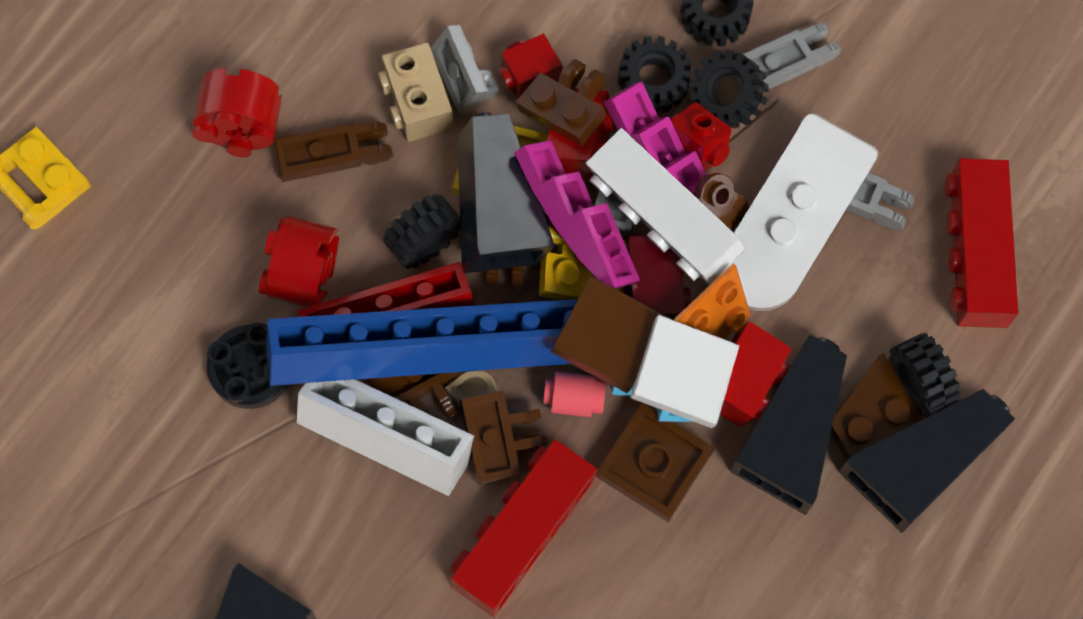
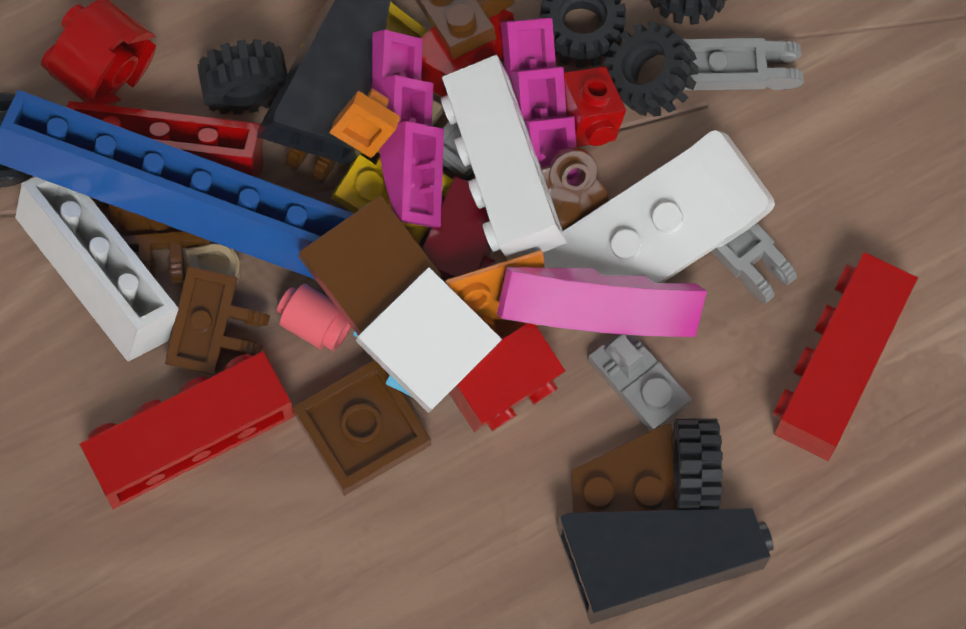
camera: 25 degrees right, 0 degrees up
(550, 224) = (365, 122): none -> orange tile
(791, 284) = (601, 303): none -> slope
(794, 431) = (529, 456): black slope -> none
(852, 332) = (639, 380): none -> light grey hinge

